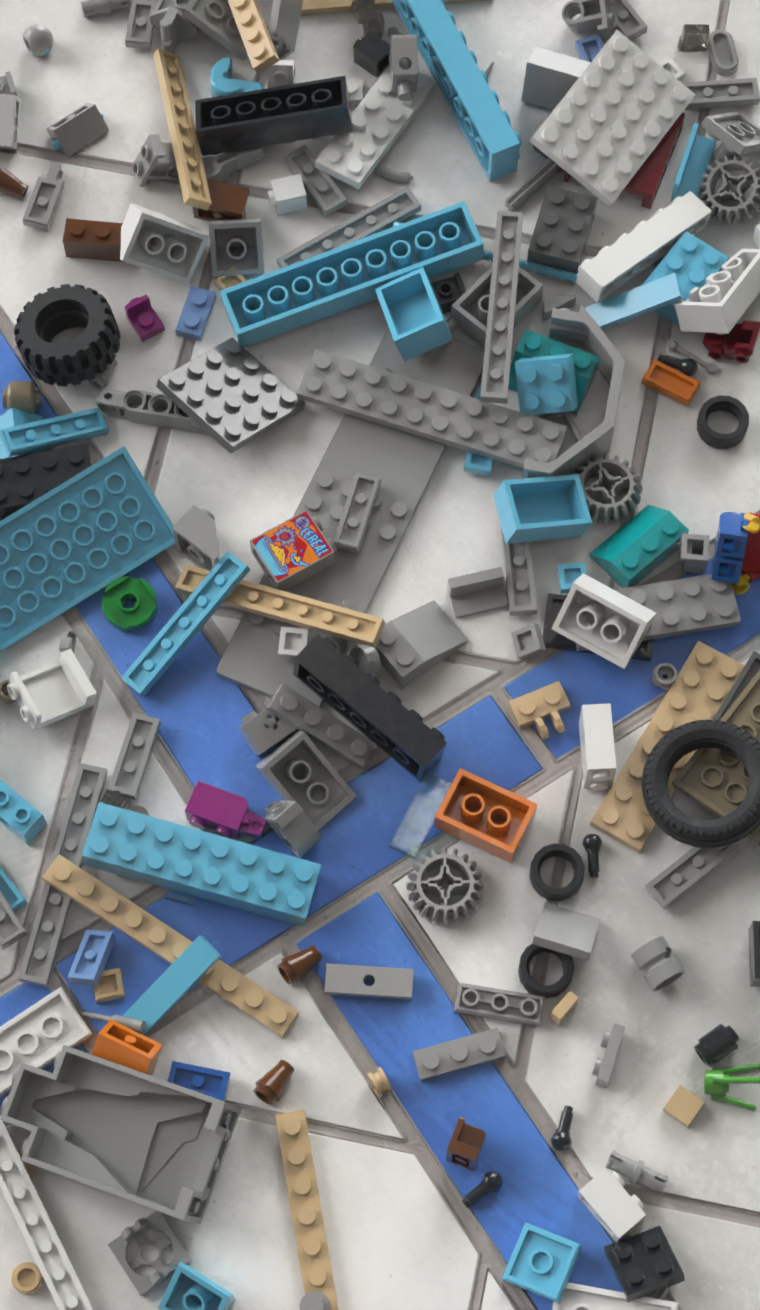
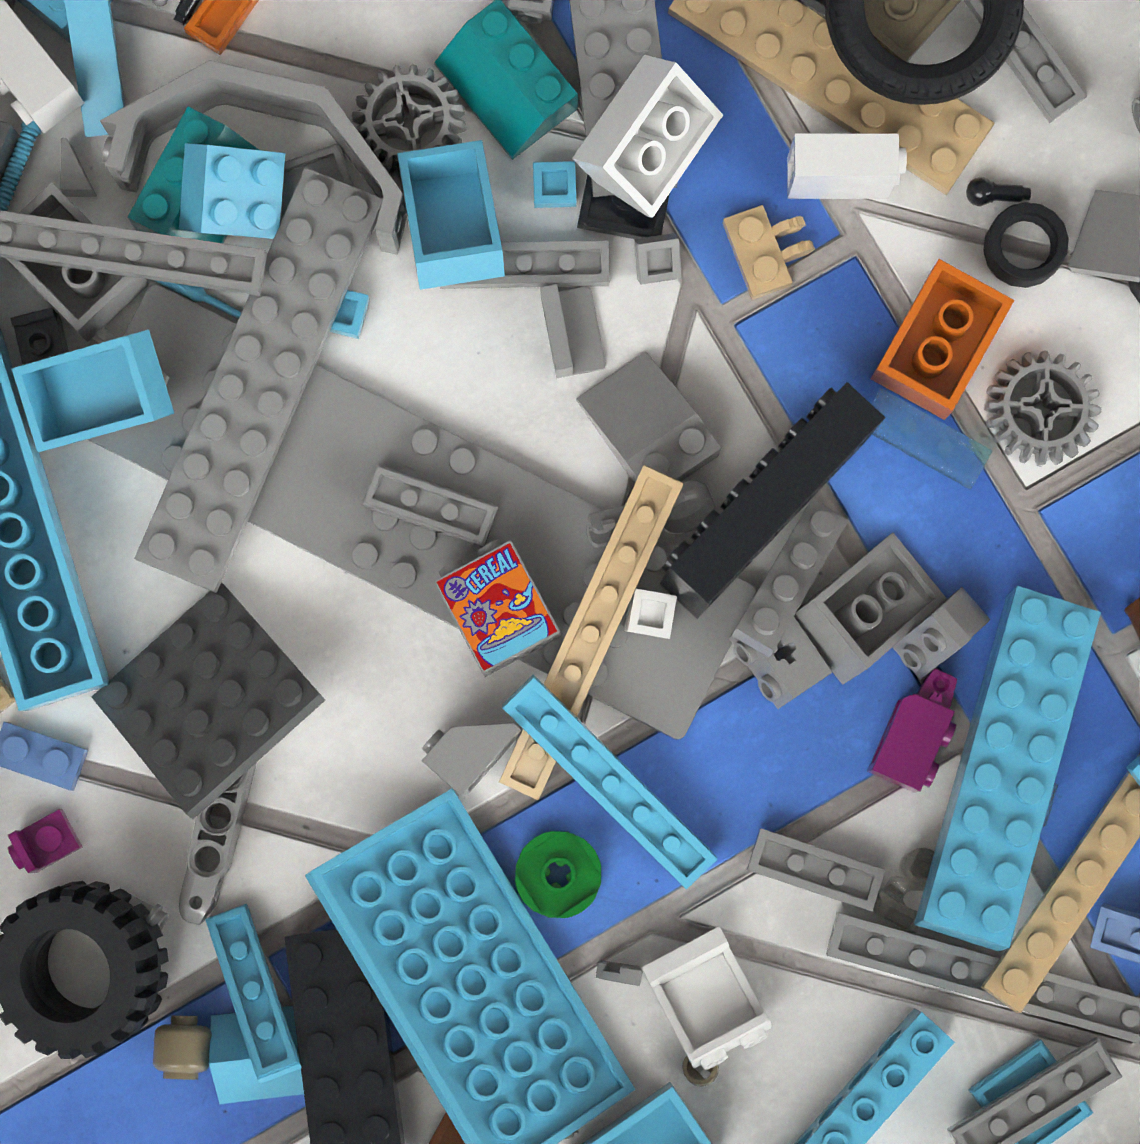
camera: 90 degrees left, 15 degrees up
(664, 669) = (724, 52): light grey plate -> none

